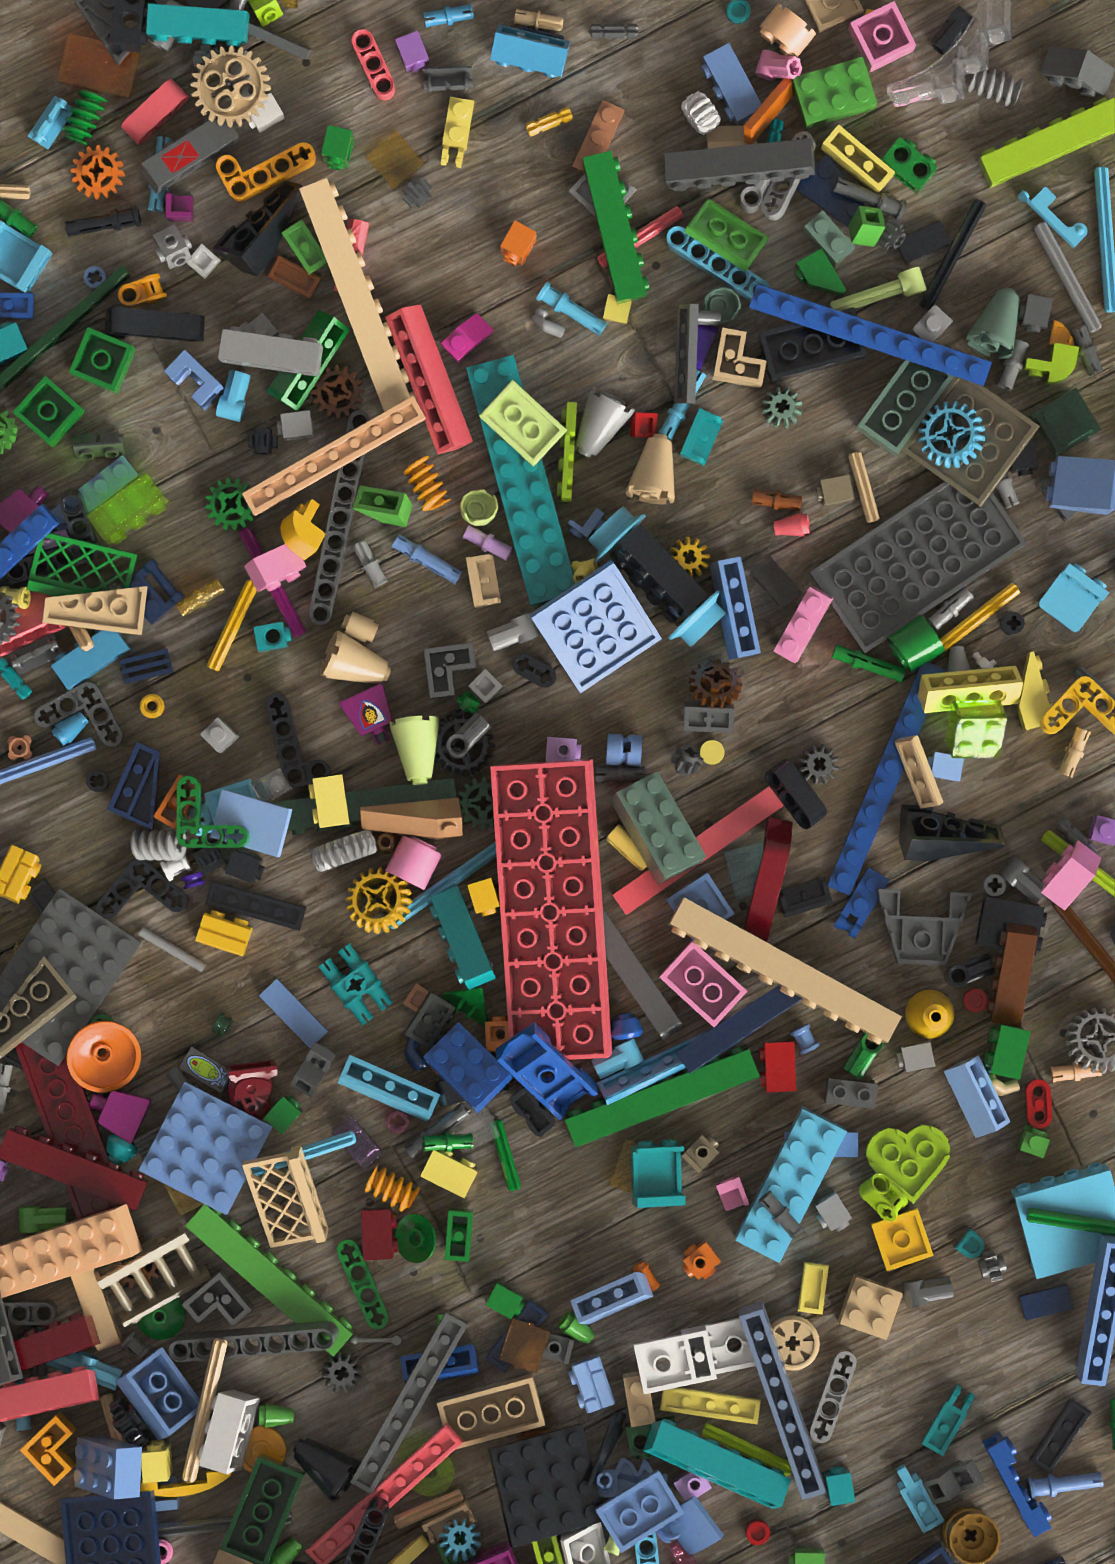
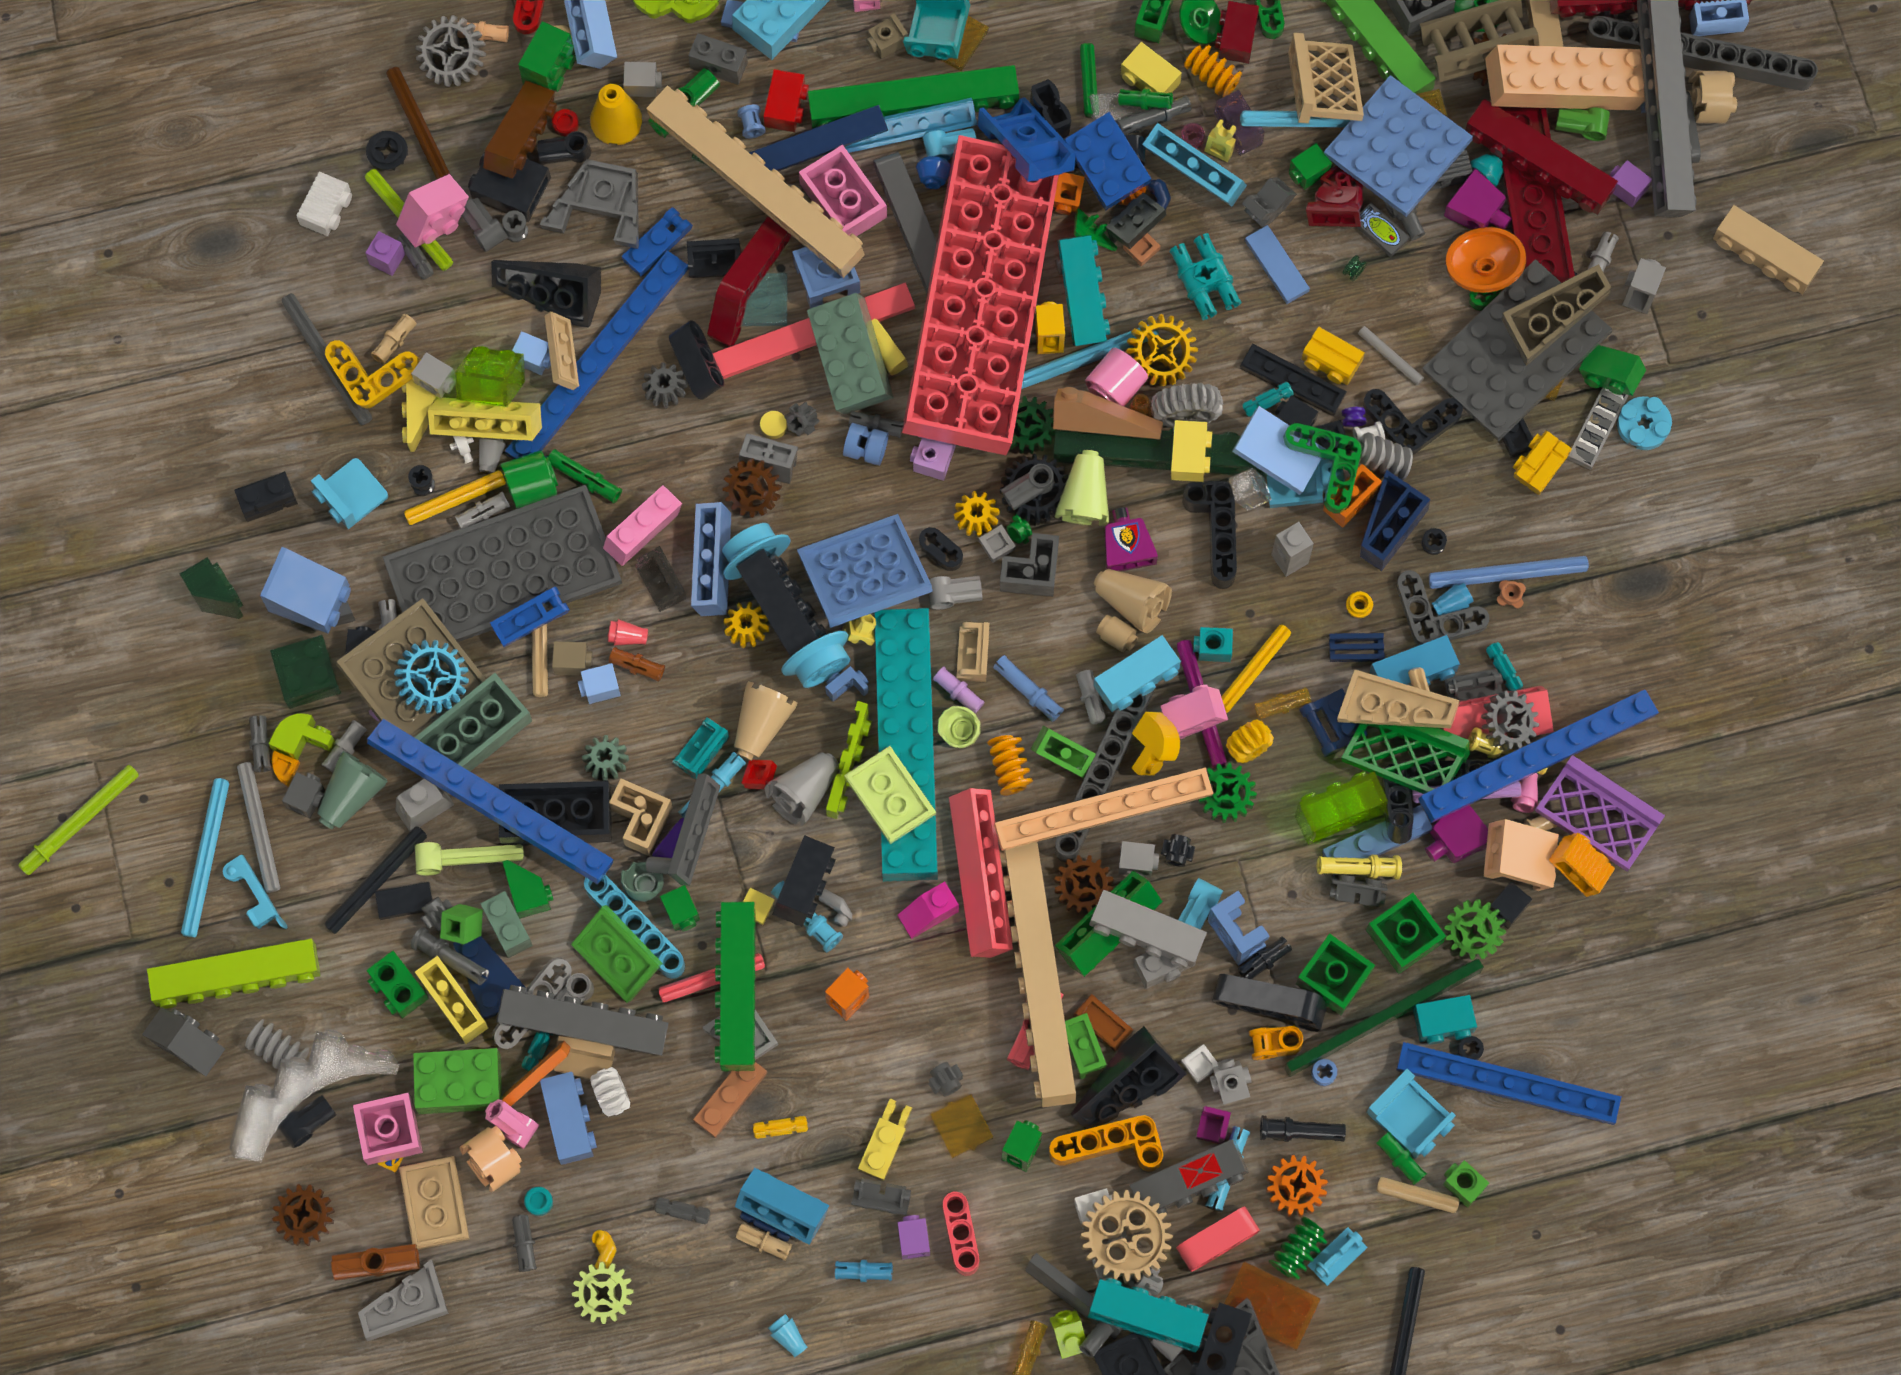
camera: 165 degrees left, 15 degrees down
(89, 463) = (1371, 866): none -> light yellow pin
(158, 375) = (1265, 958): none -> black pin
(221, 552) = (1249, 741): none -> yellow gear
(273, 878) = (1268, 398): none -> teal axle
(331, 584) = (1137, 674): none -> medium azure brick
(369, 1117) = (1221, 142): none -> light yellow plate
(501, 709) = (977, 524): none -> yellow gear
(579, 334) = (804, 881): none -> black brick
(681, 287) = (680, 909): none -> green brick
(804, 473) = (599, 684): none -> light blue brick
(882, 515) = (529, 617): none -> blue plate
(1025, 715) = (434, 375): none -> light grey brick

